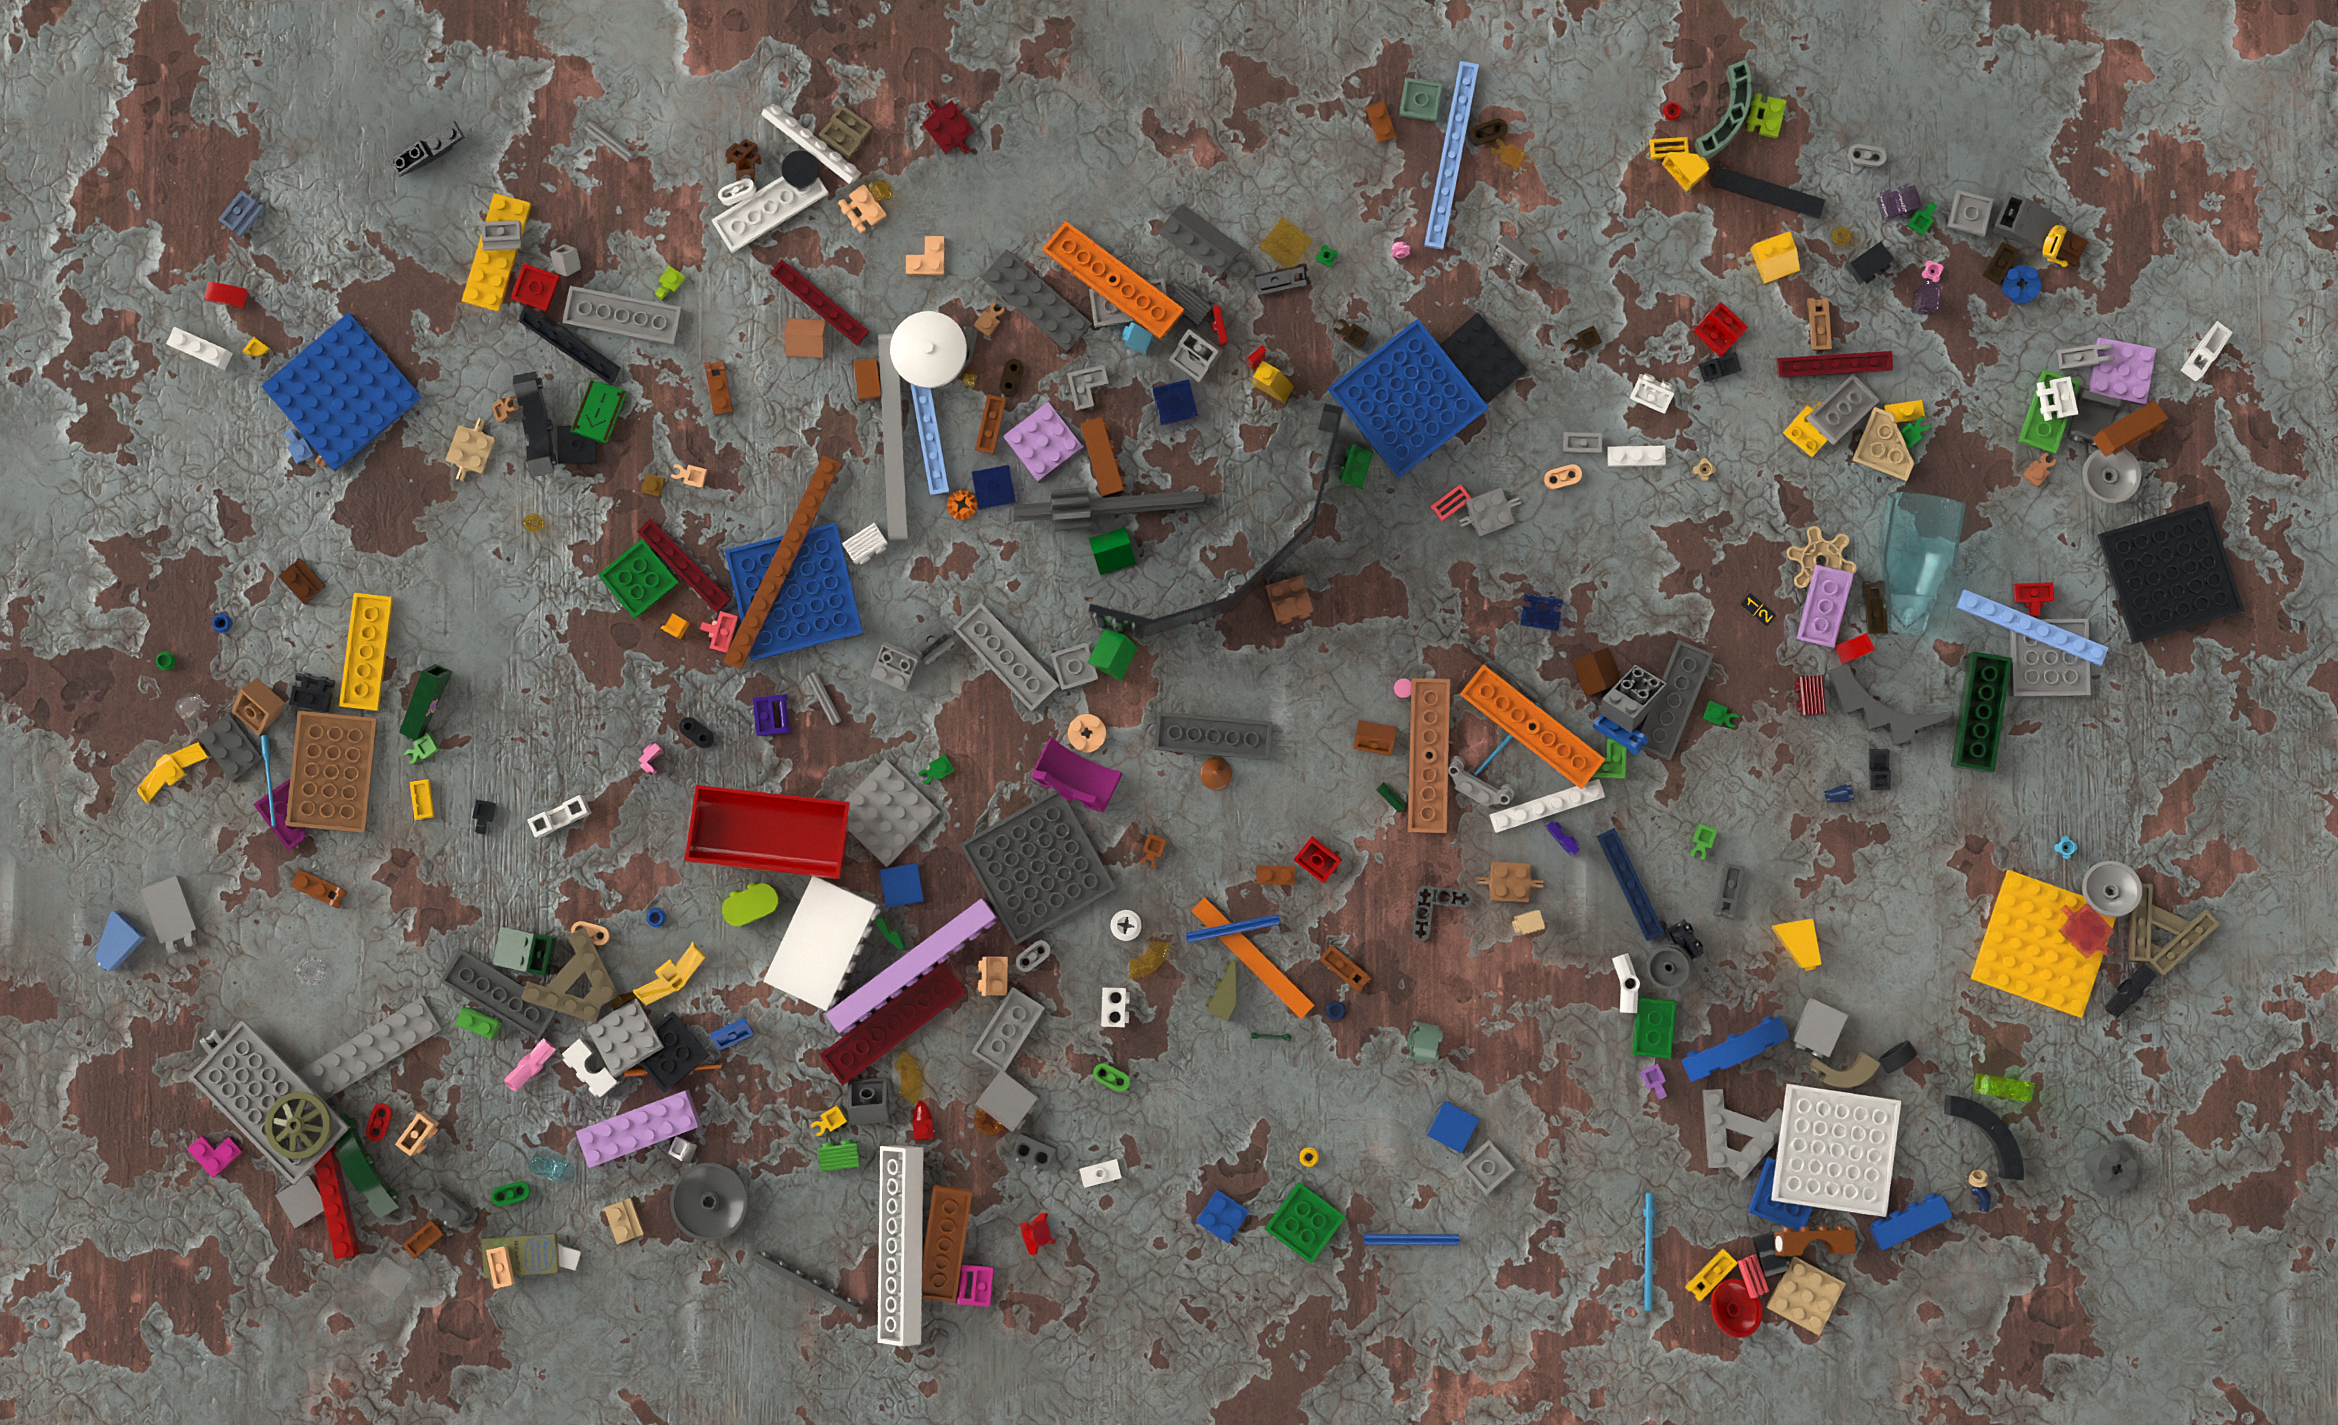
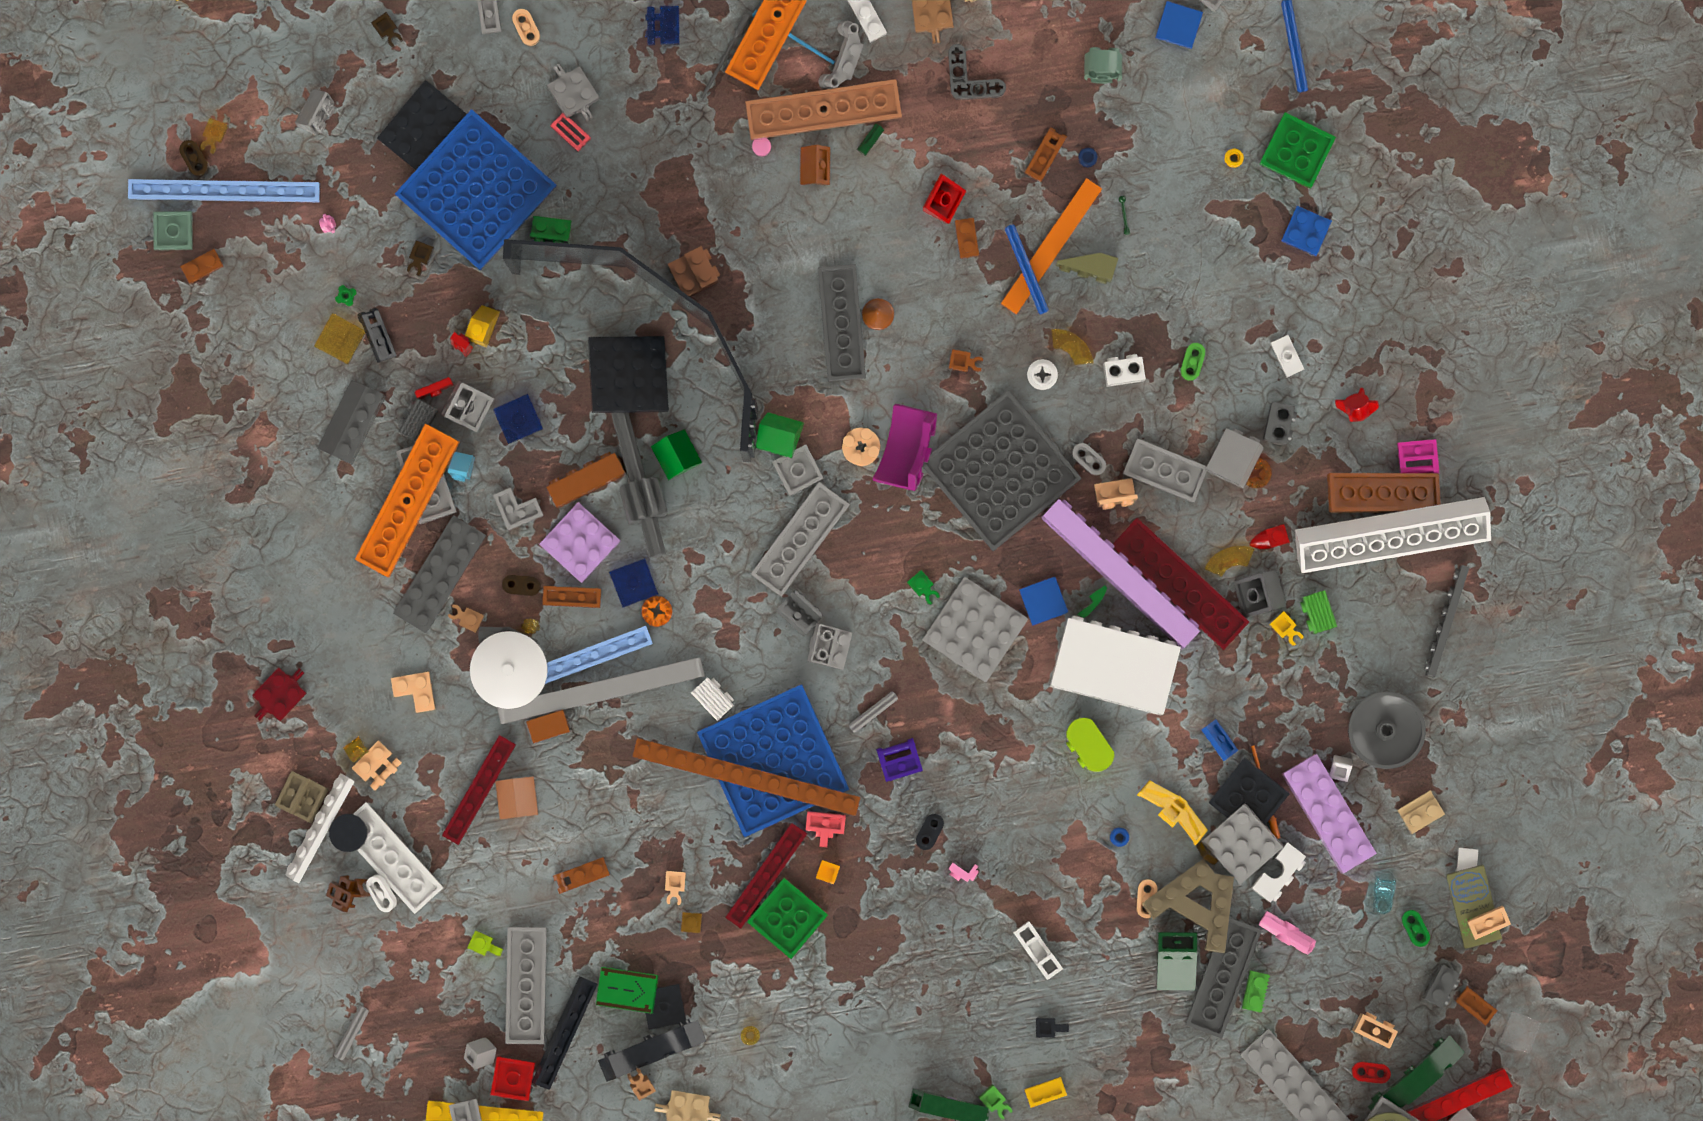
camera: 105 degrees left, 0 degrees up
(768, 832) = (1016, 736): red piece -> none
(1198, 516) = (628, 374): none -> black plate

